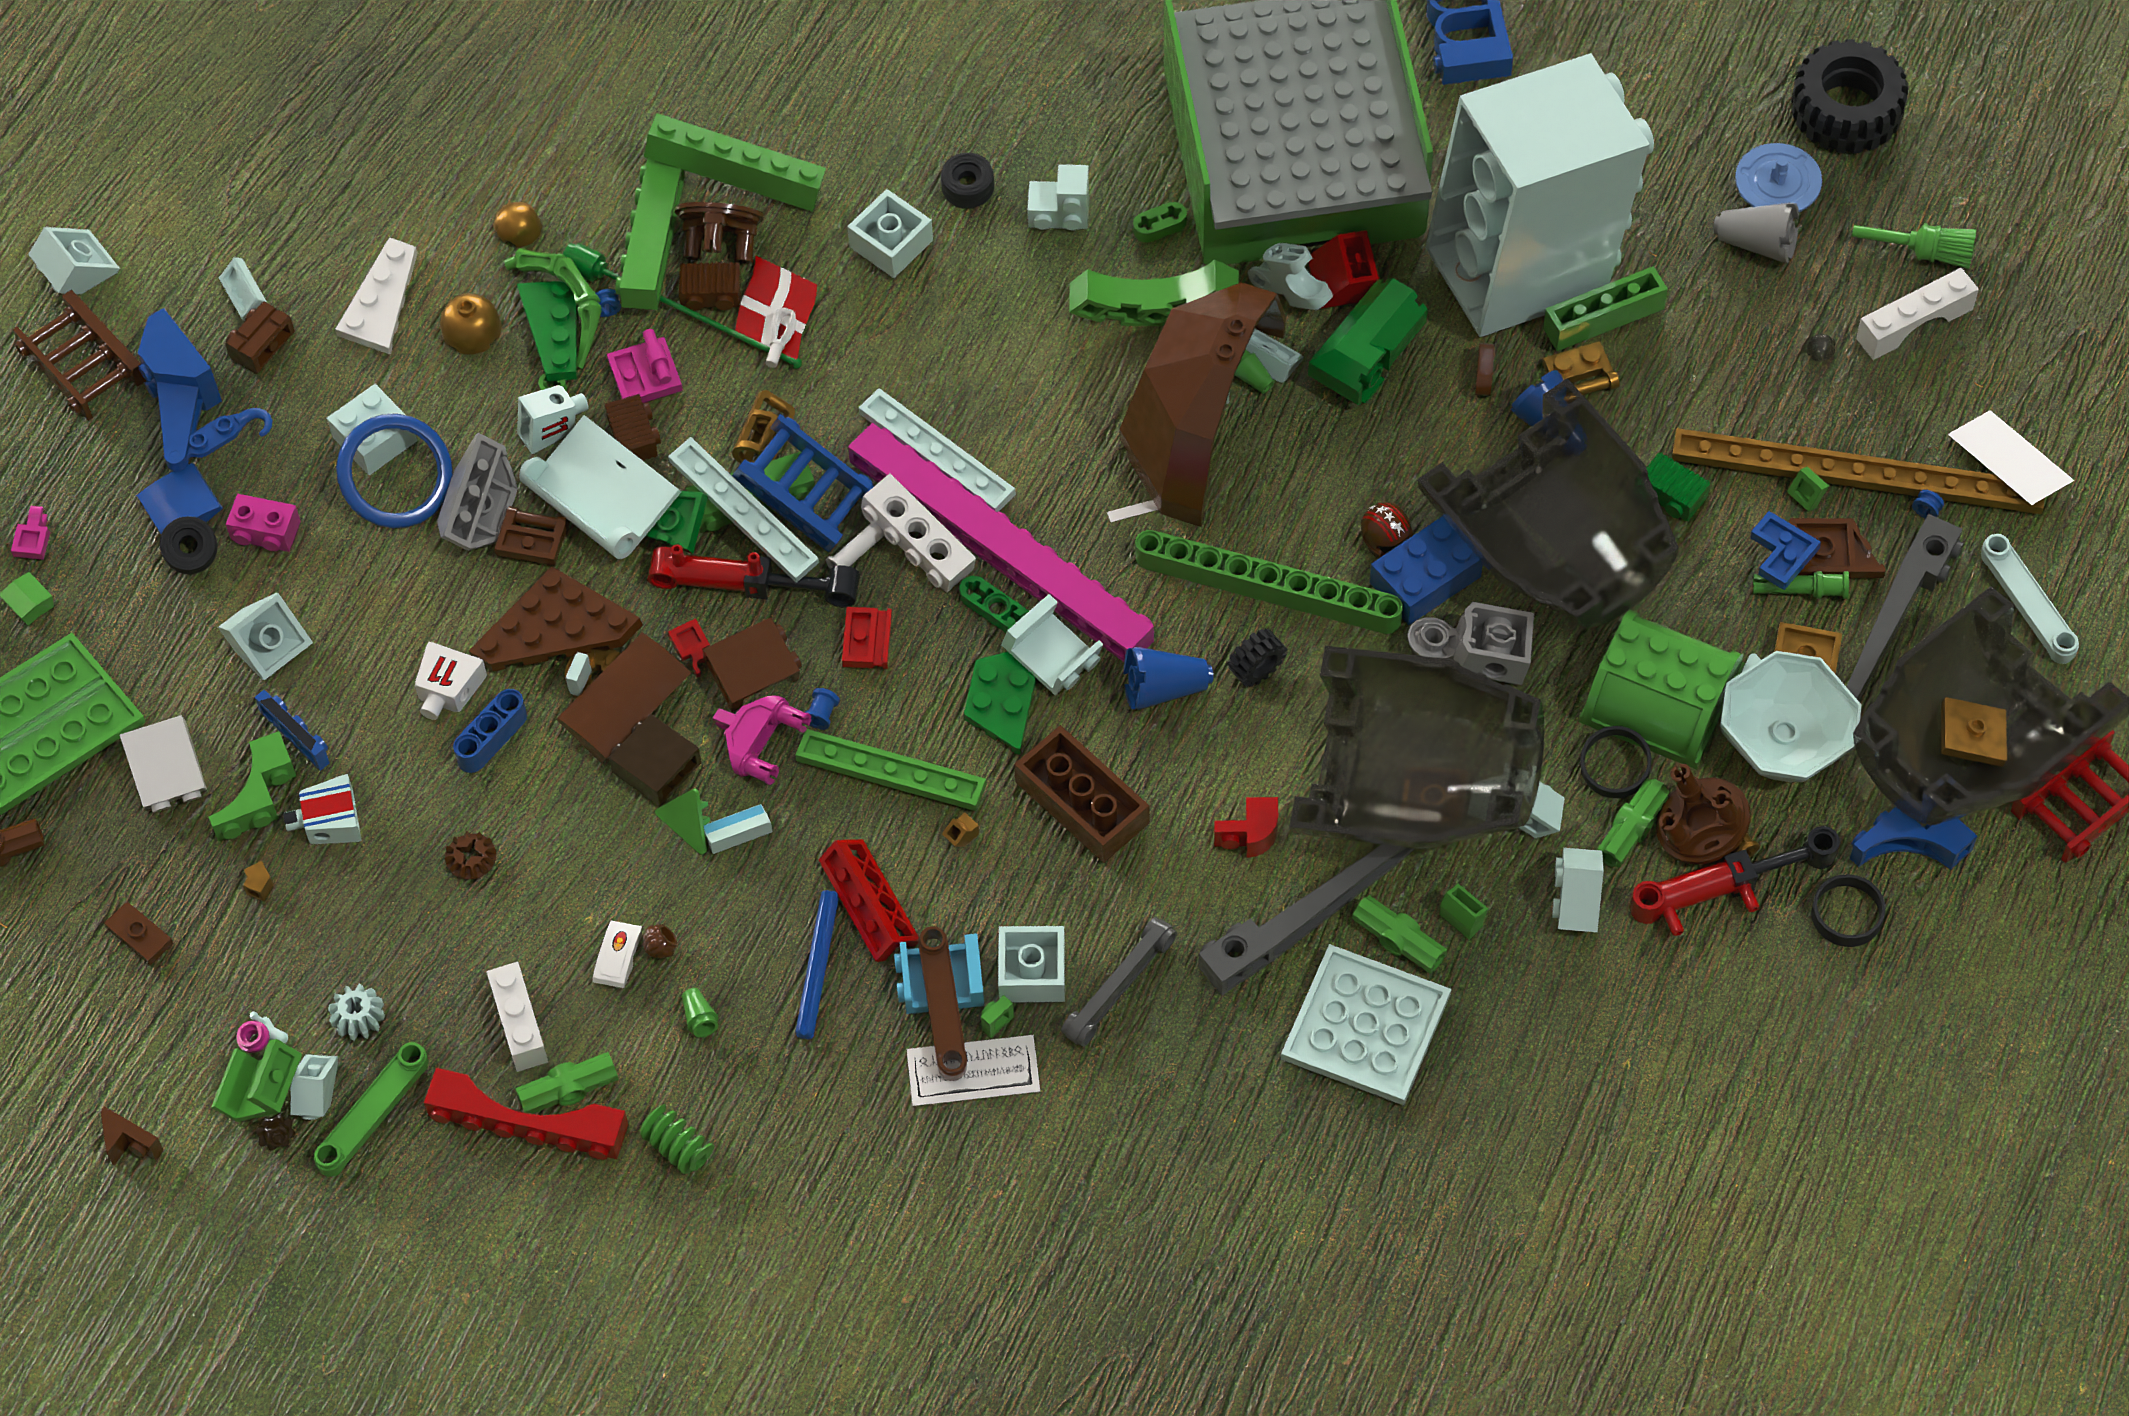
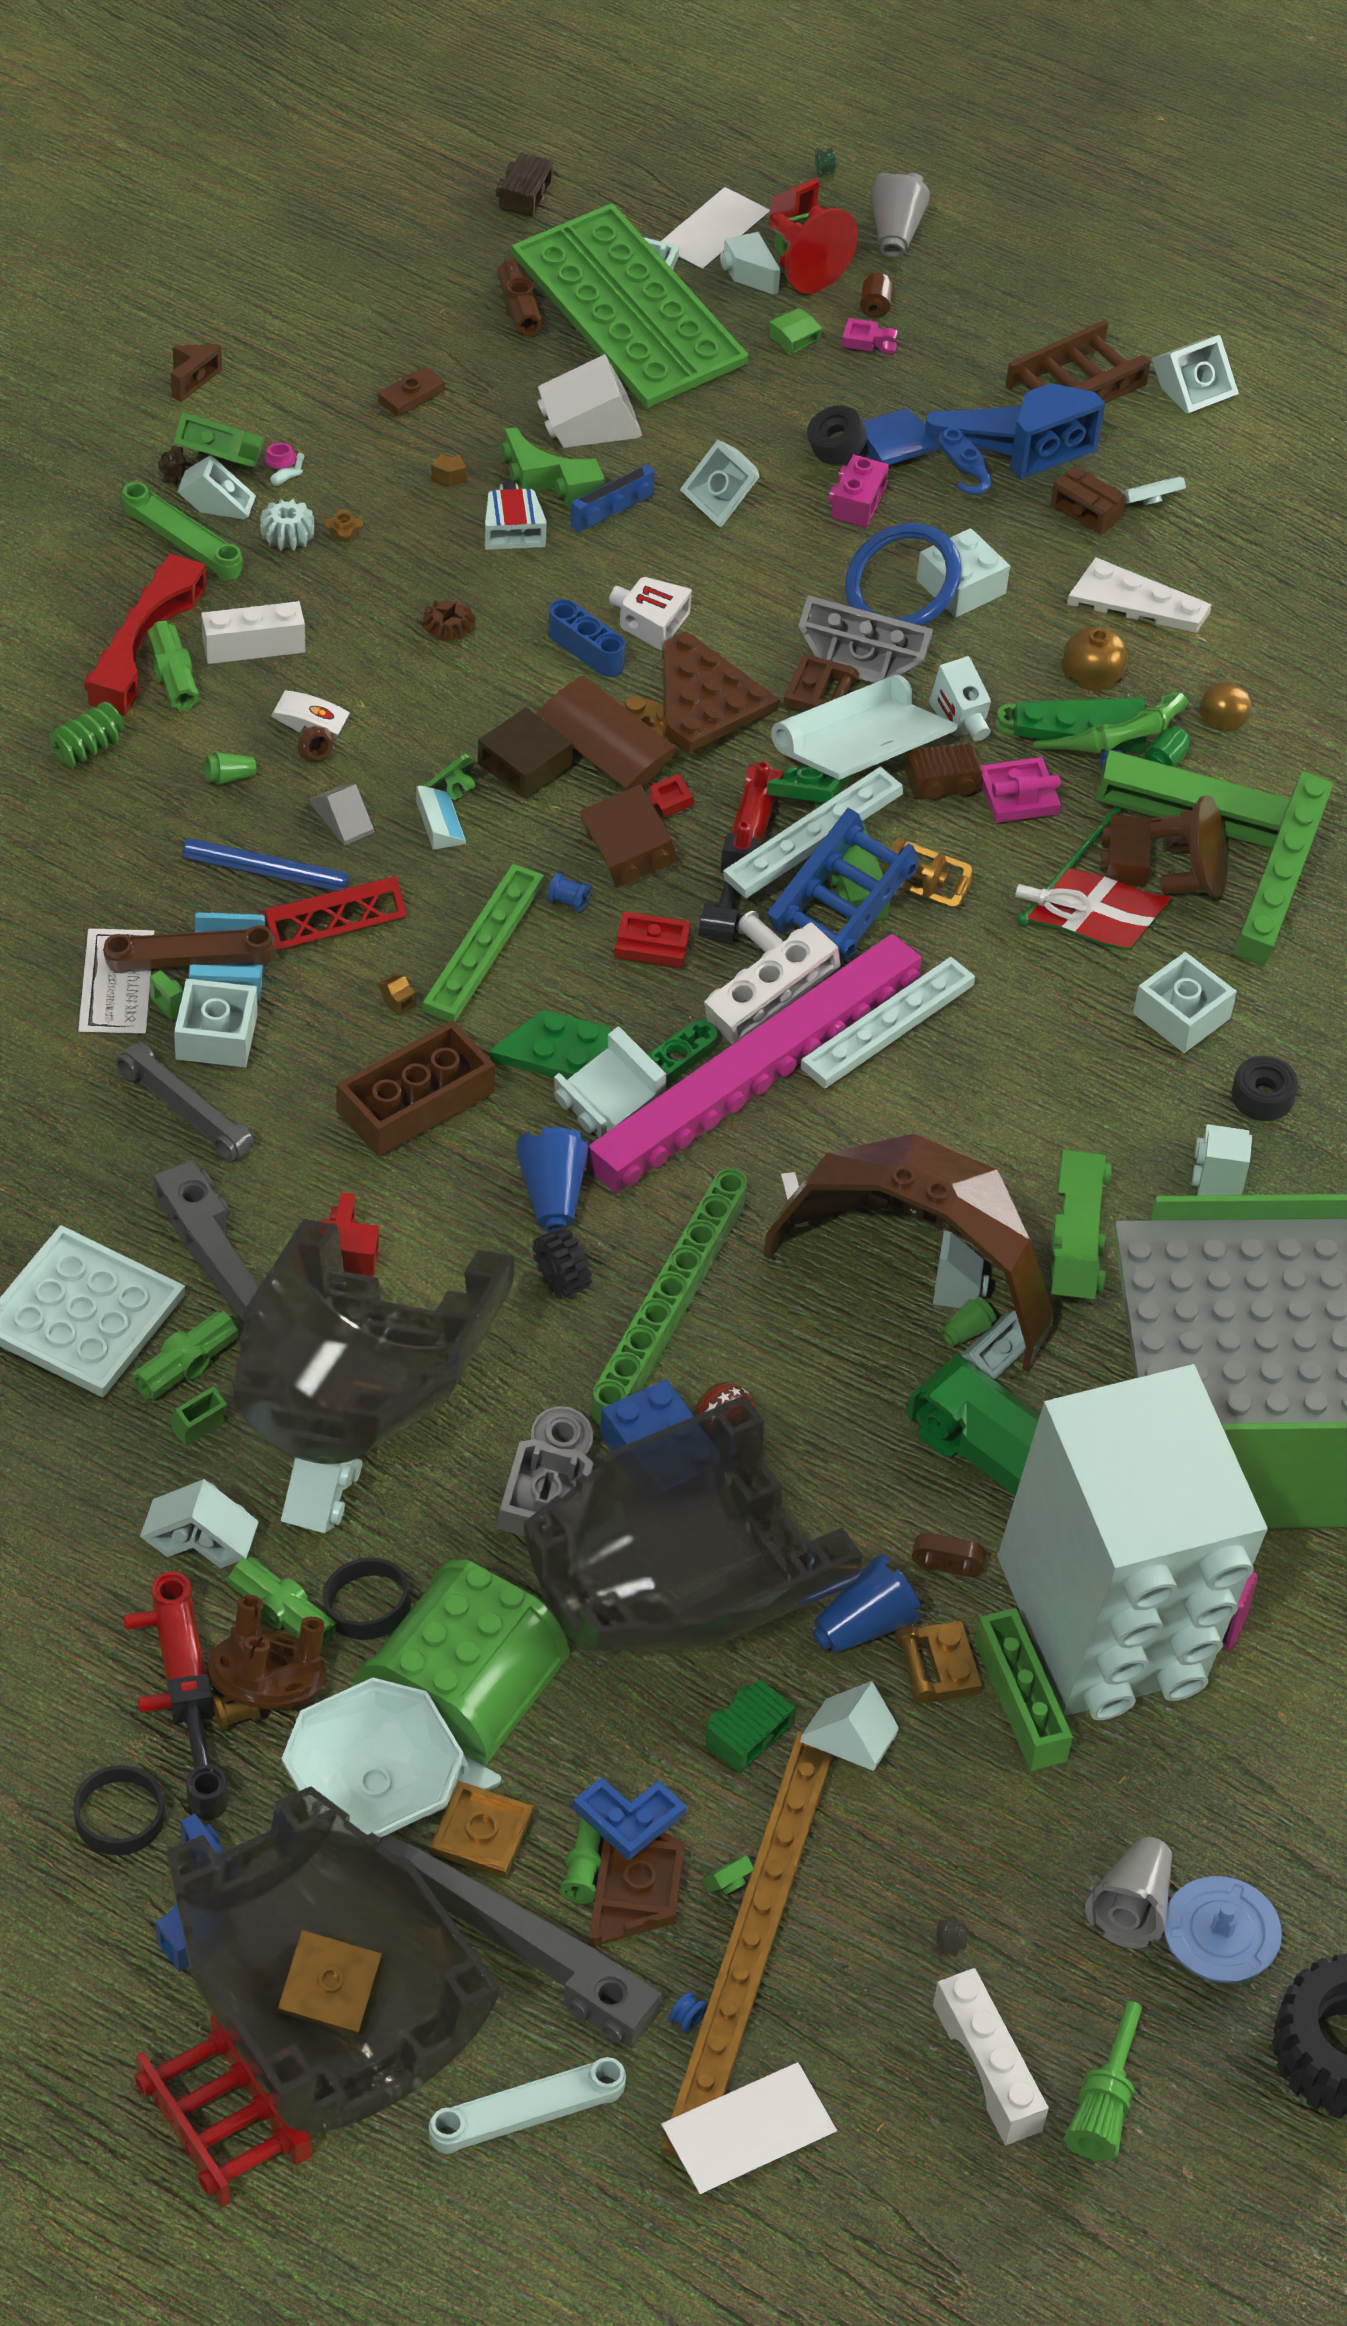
camera: 90 degrees right, 10 degrees down
(349, 972) = (343, 525): none -> pearl gold plate
(578, 673) = (632, 694): light aqua tile -> none
(738, 910) = (344, 813): none -> light grey slope
(752, 728) = (542, 829): dark pink connector -> none
(1286, 275) = (1094, 1361): light aqua piece -> none
(1662, 420) = (853, 1726): none -> light aqua slope

